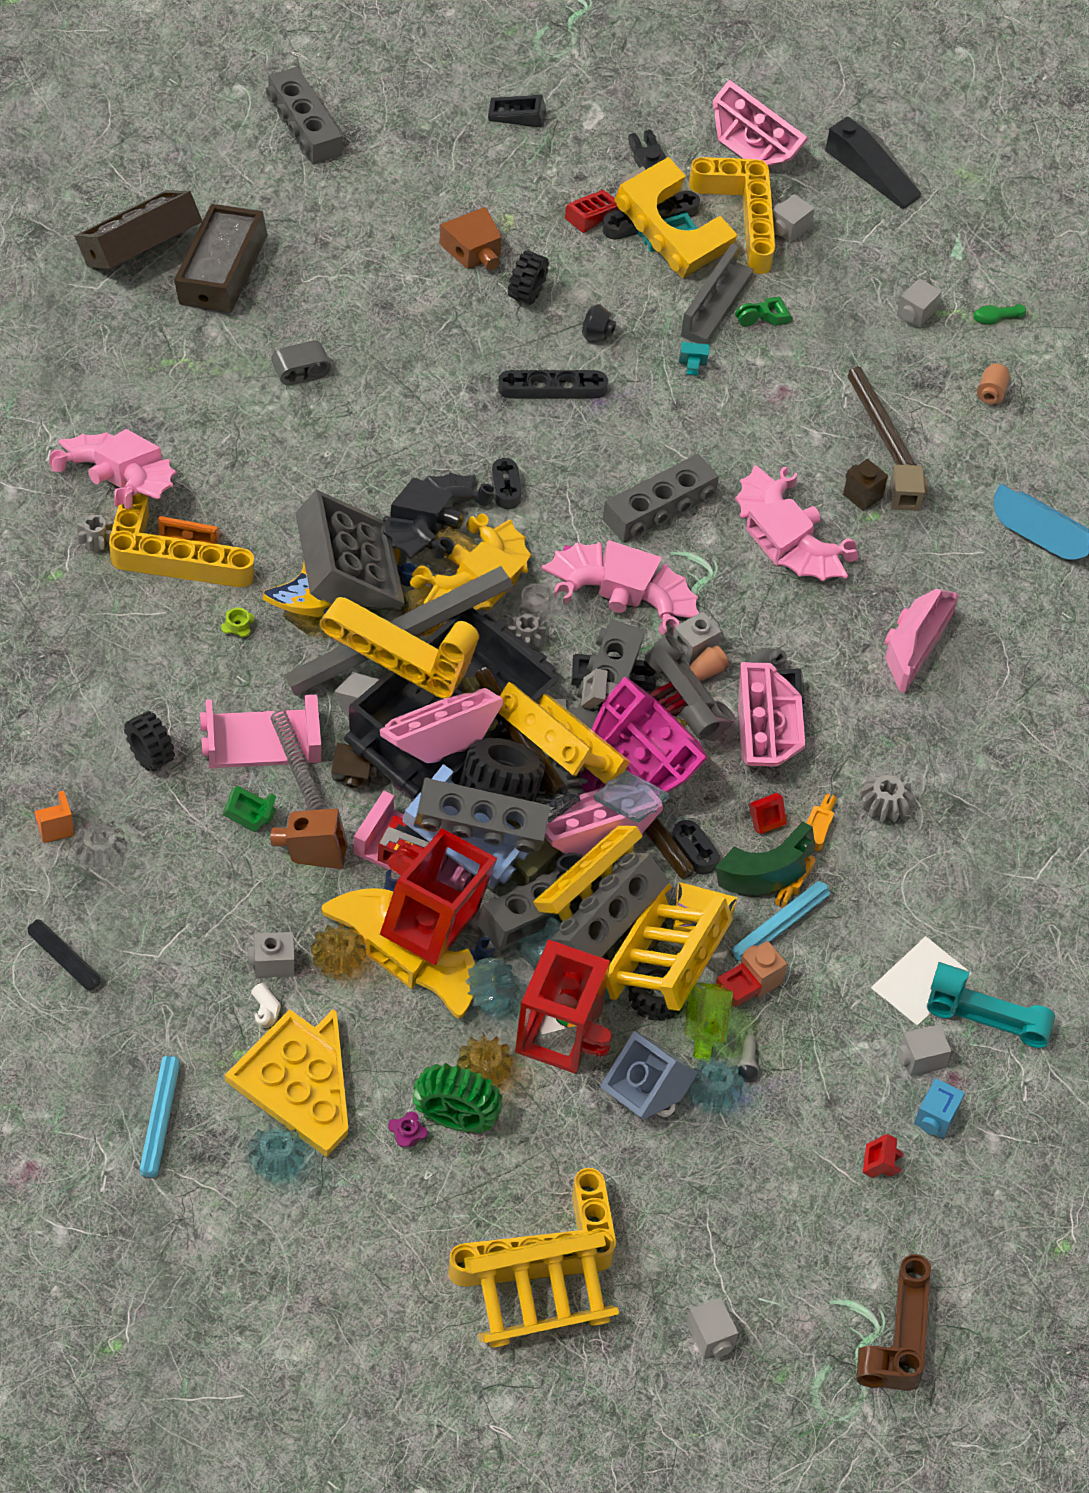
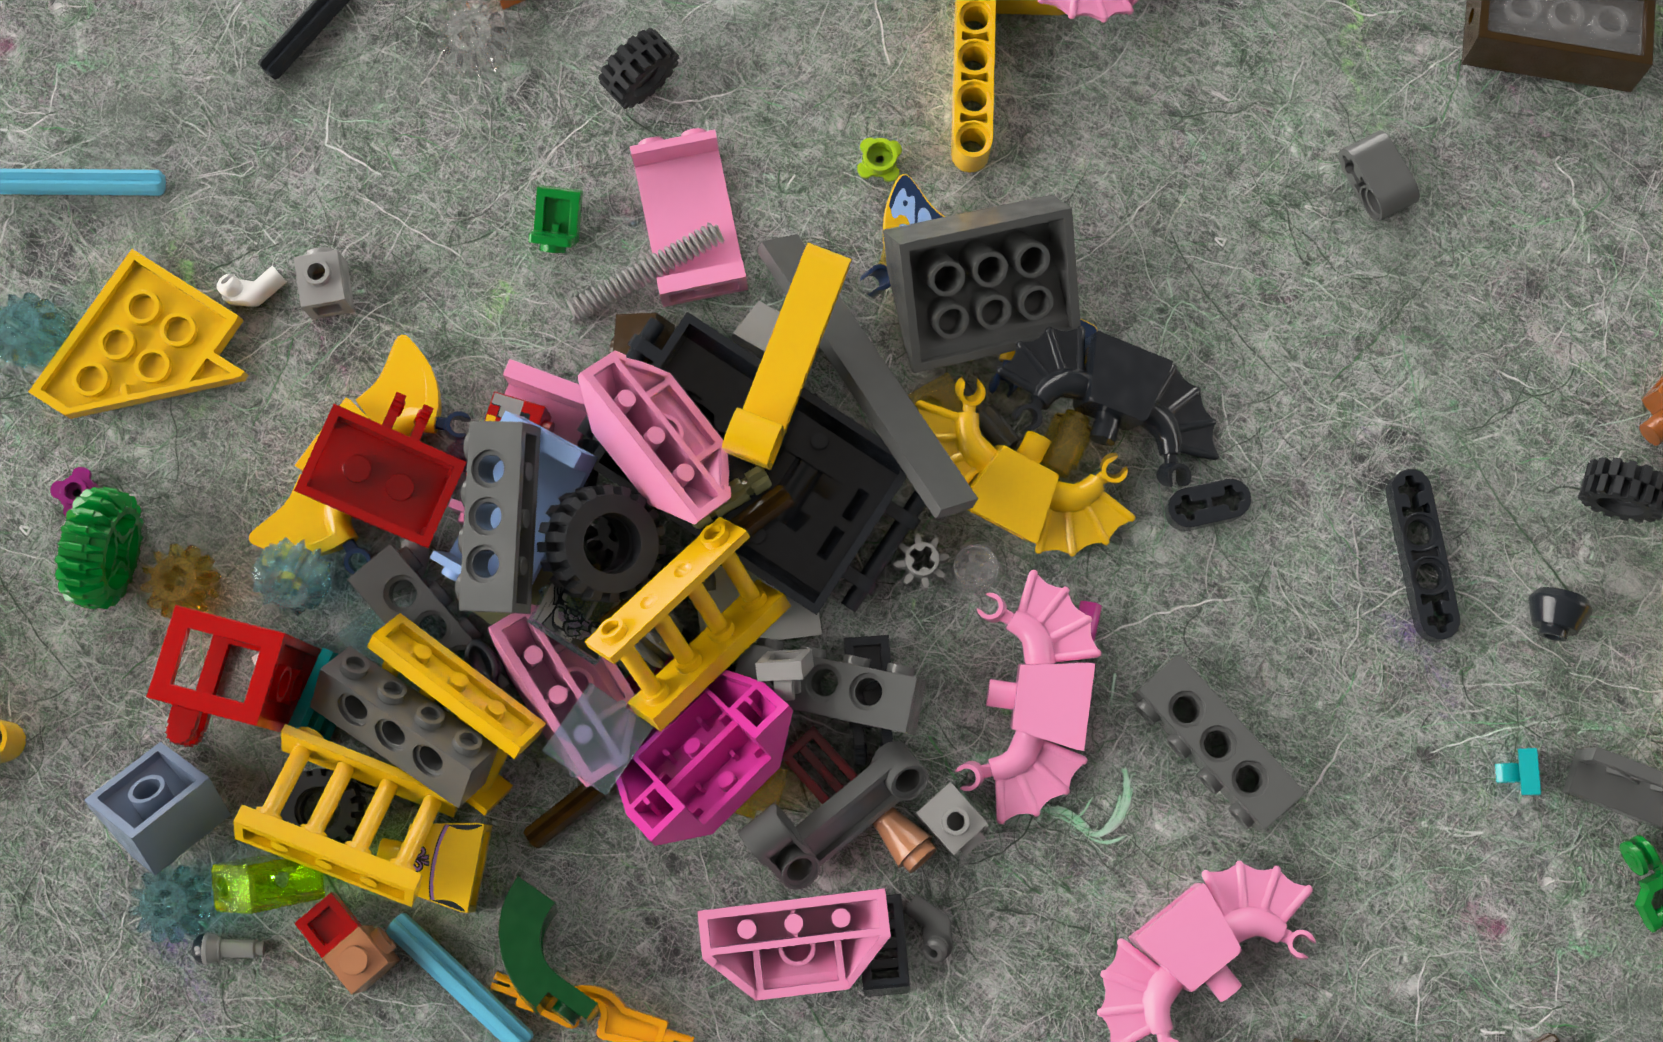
camera: 90 degrees right, 25 degrees up
(188, 530) = (1032, 69): orange slope -> none
(313, 838) = (506, 308): dark orange torso -> none
(338, 950) = (329, 357): clear yellow gear -> none
(698, 845) = (568, 837): black beam -> none
(768, 813) = (640, 949): red tile -> none

